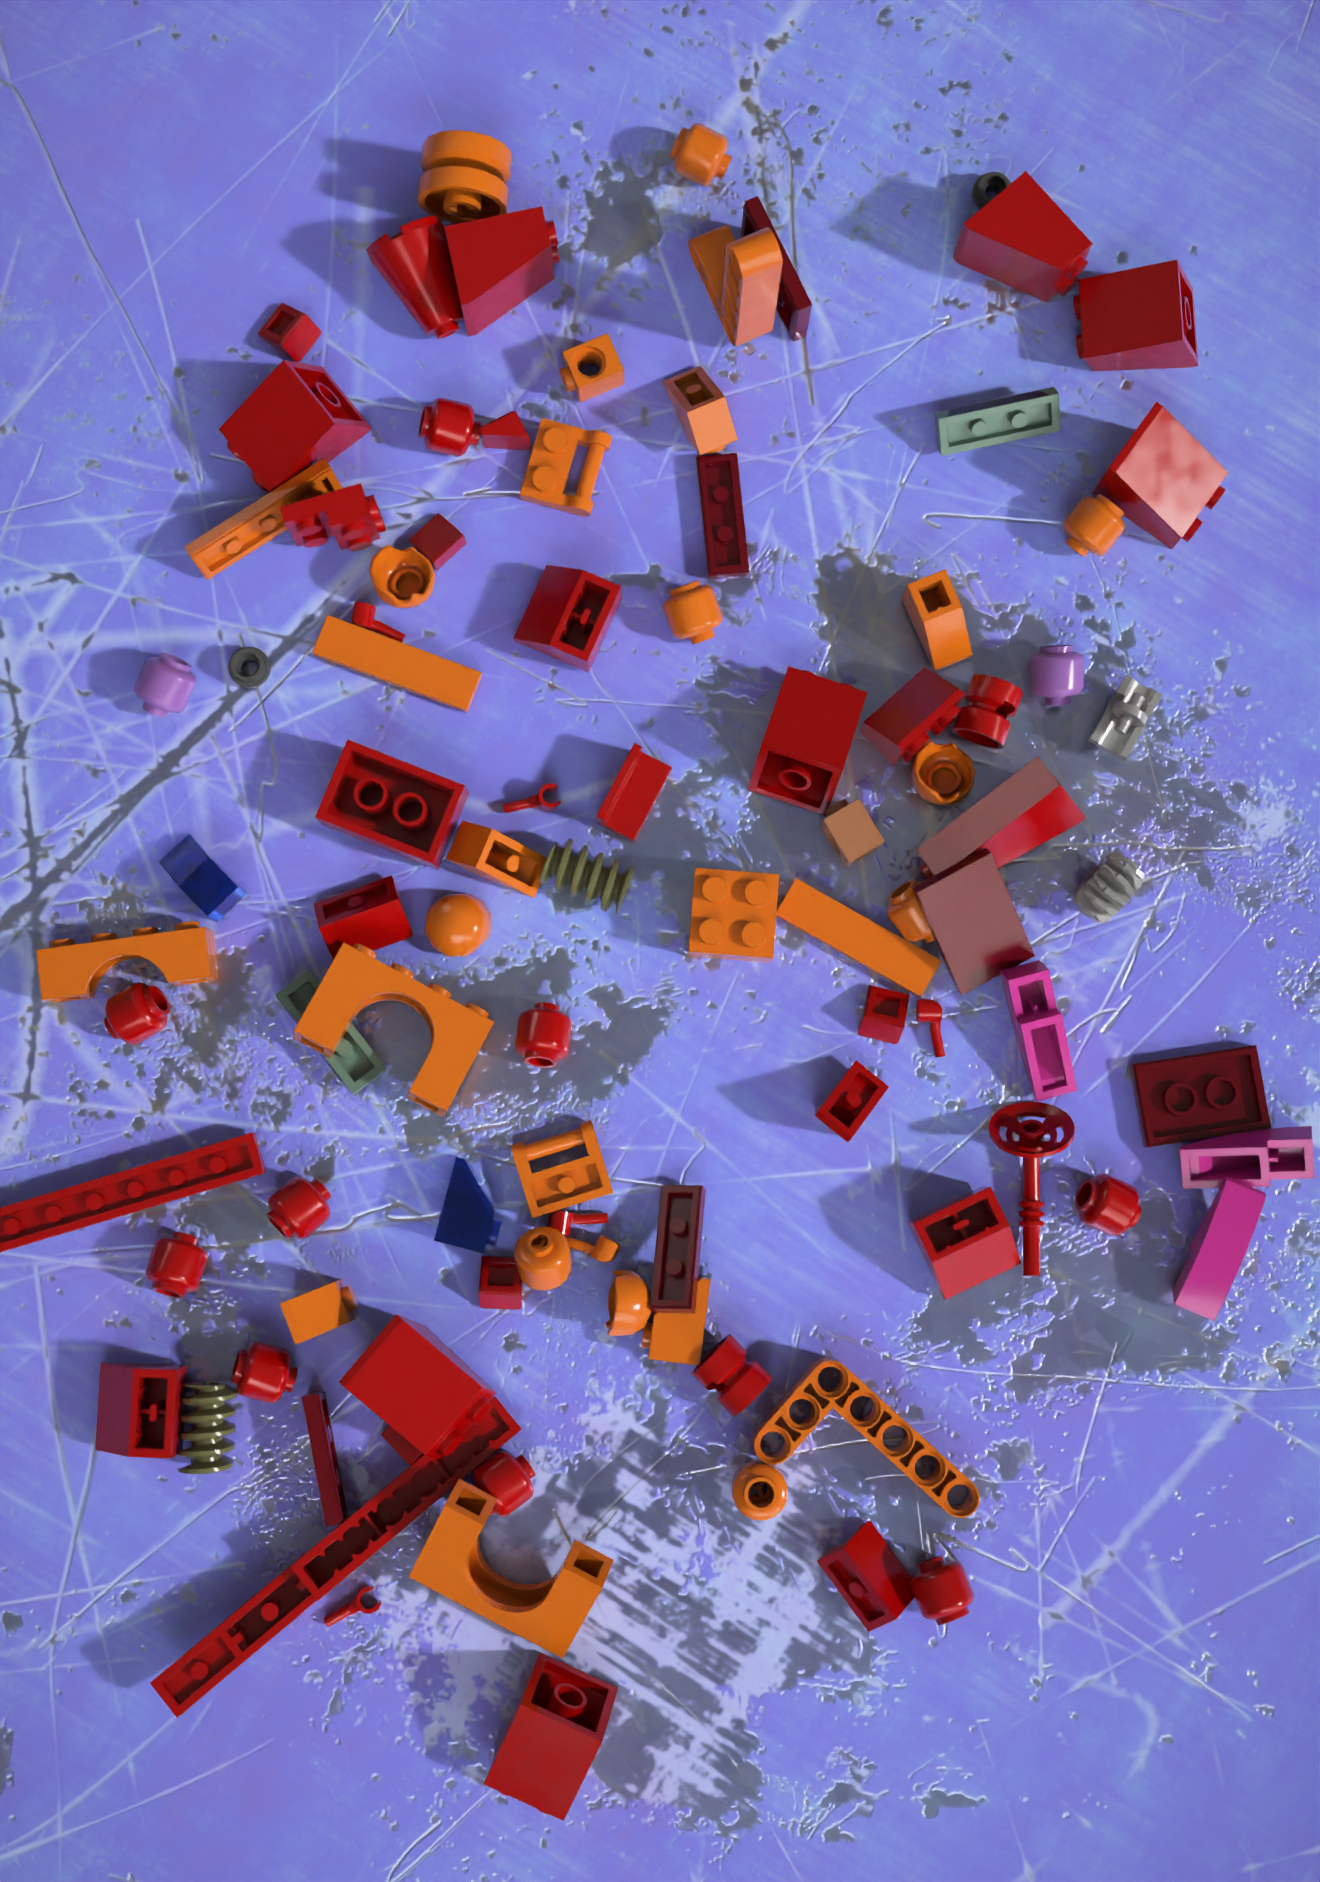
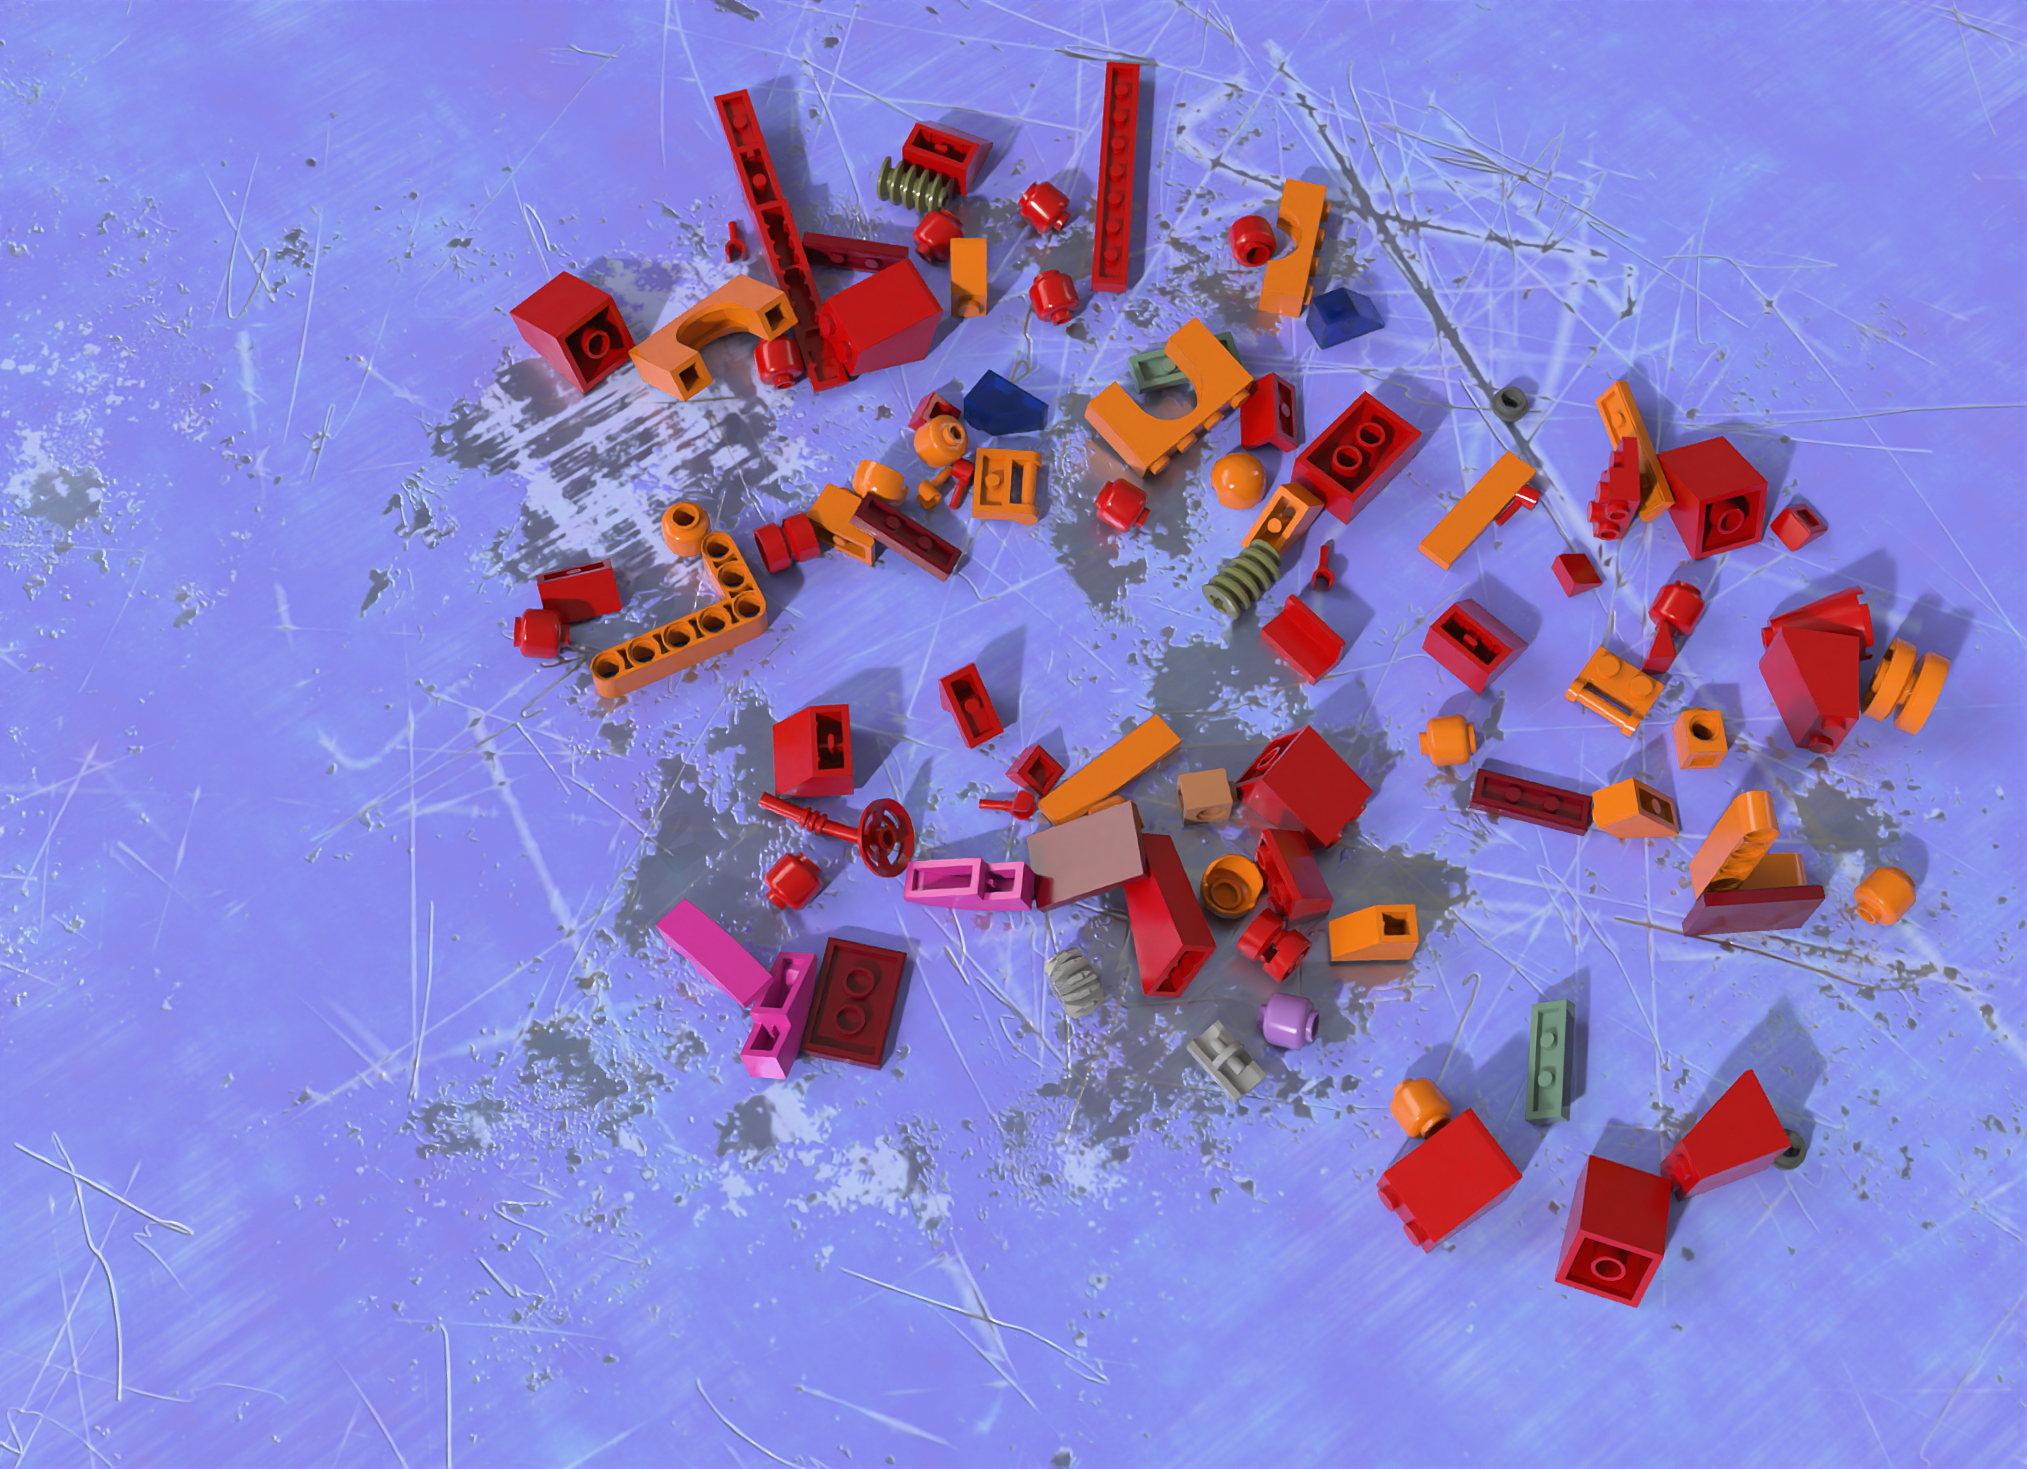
camera: 110 degrees right, 20 degrees down
(165, 684) = (1514, 339): medium lavender head -> none
(402, 577) = (1552, 528): orange hair -> none
(733, 915) = (1167, 676): orange brick -> none

